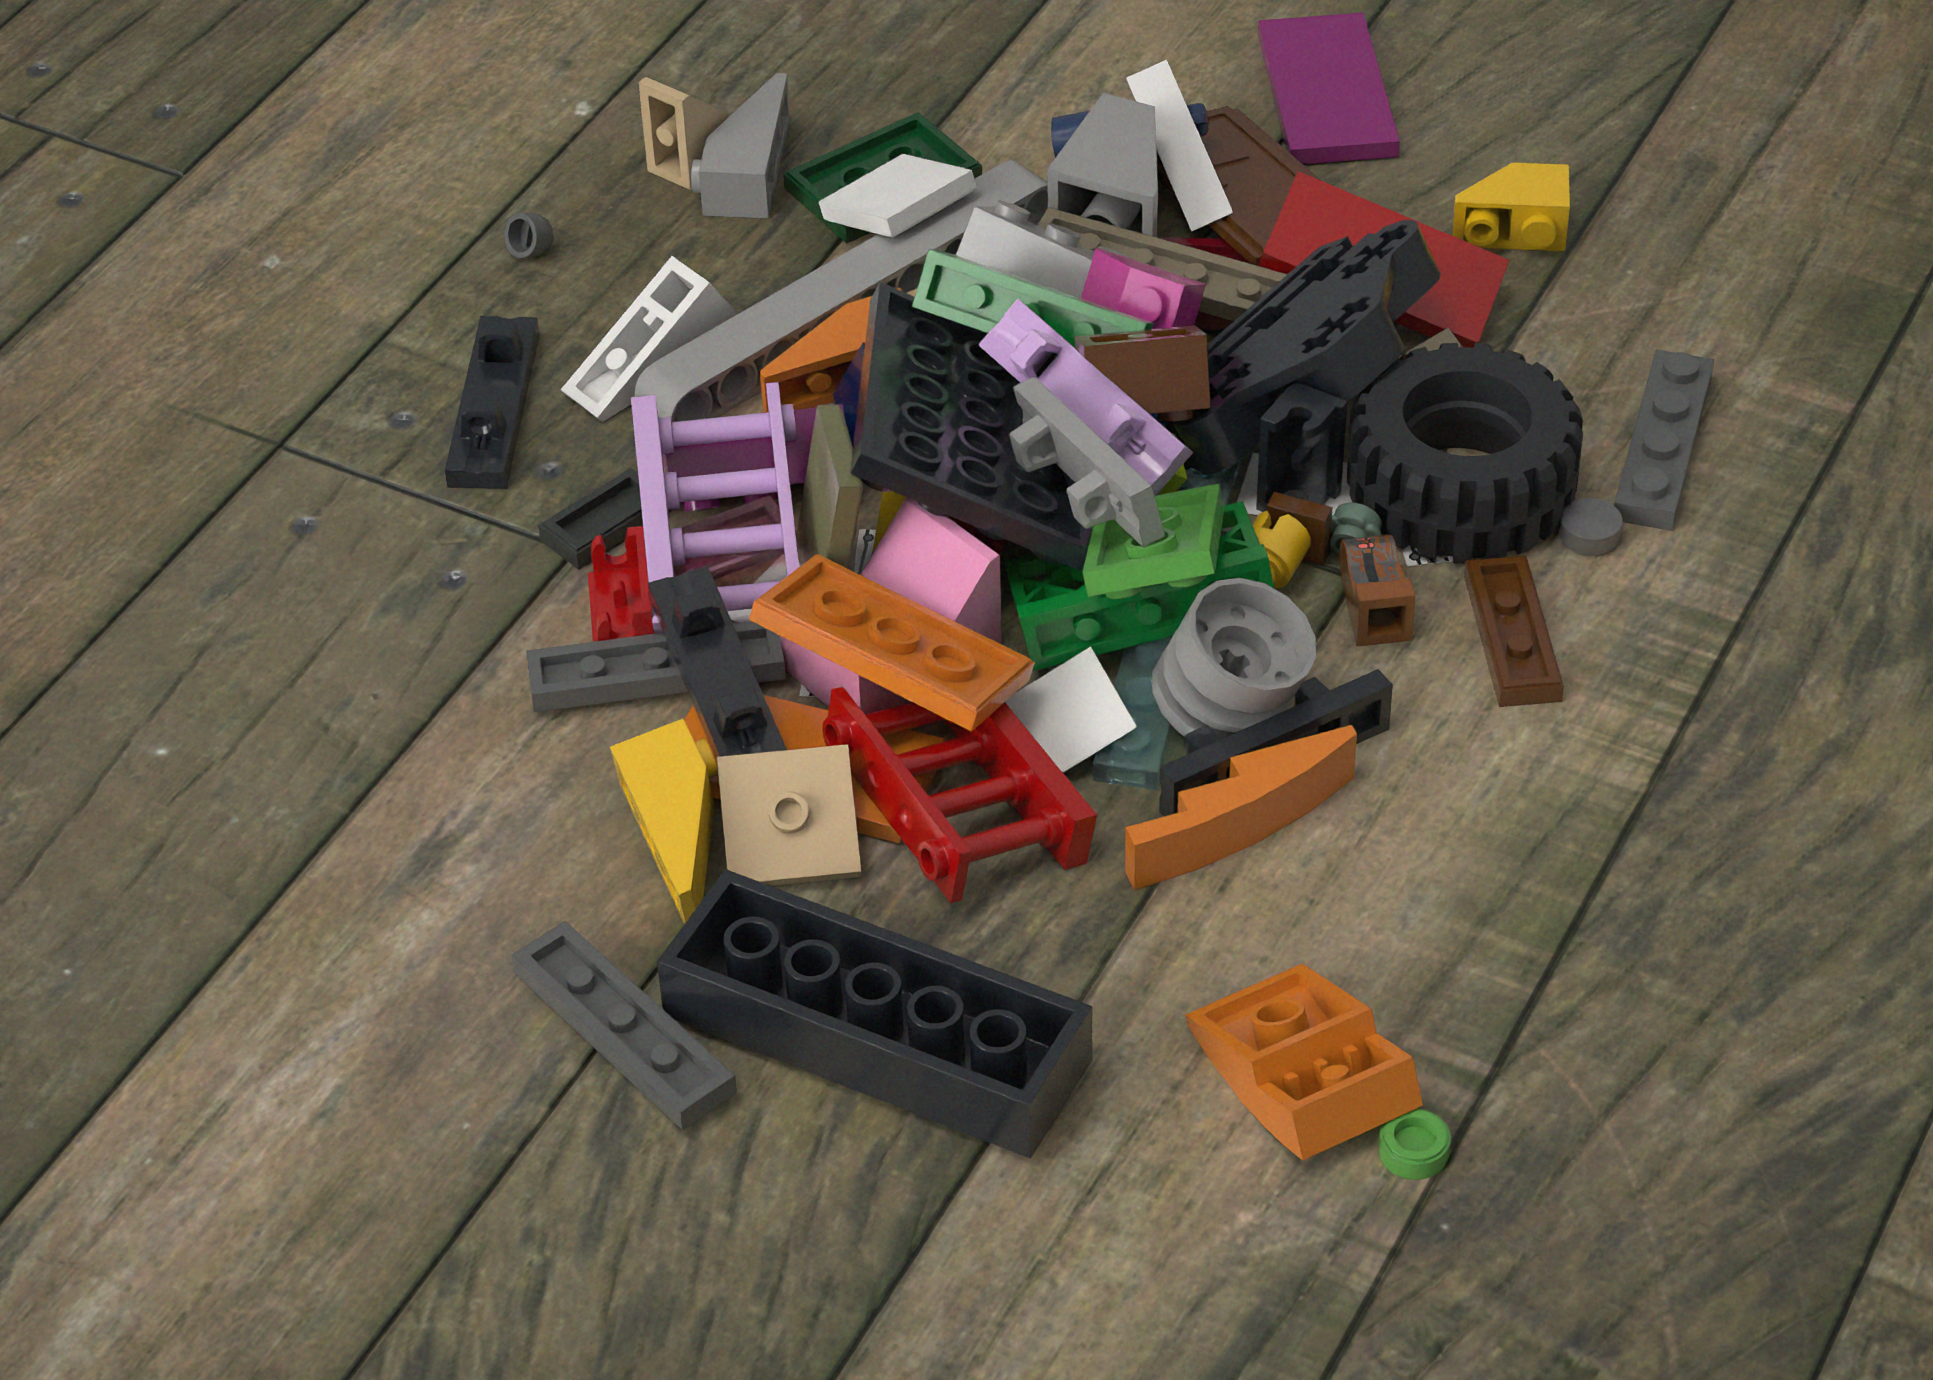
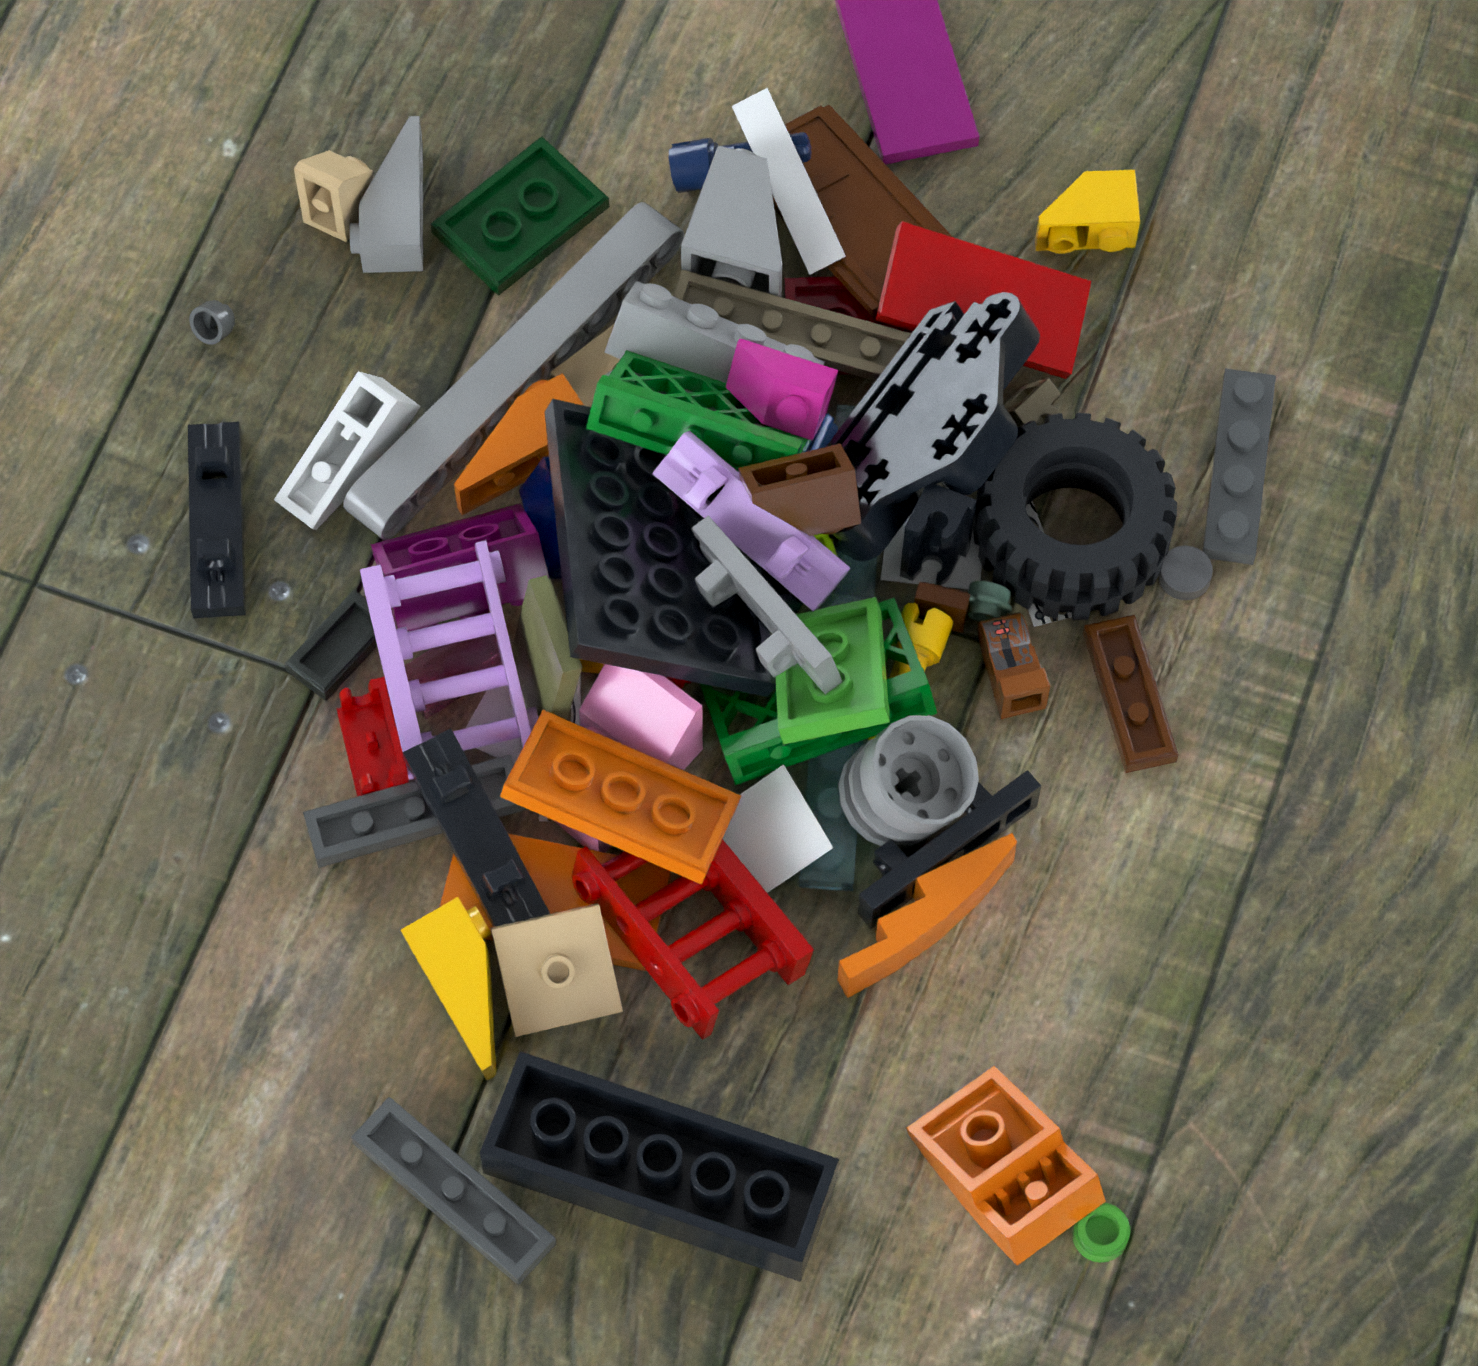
camera: 10 degrees left, 20 degrees up
(898, 195) = (542, 258): white tile -> none

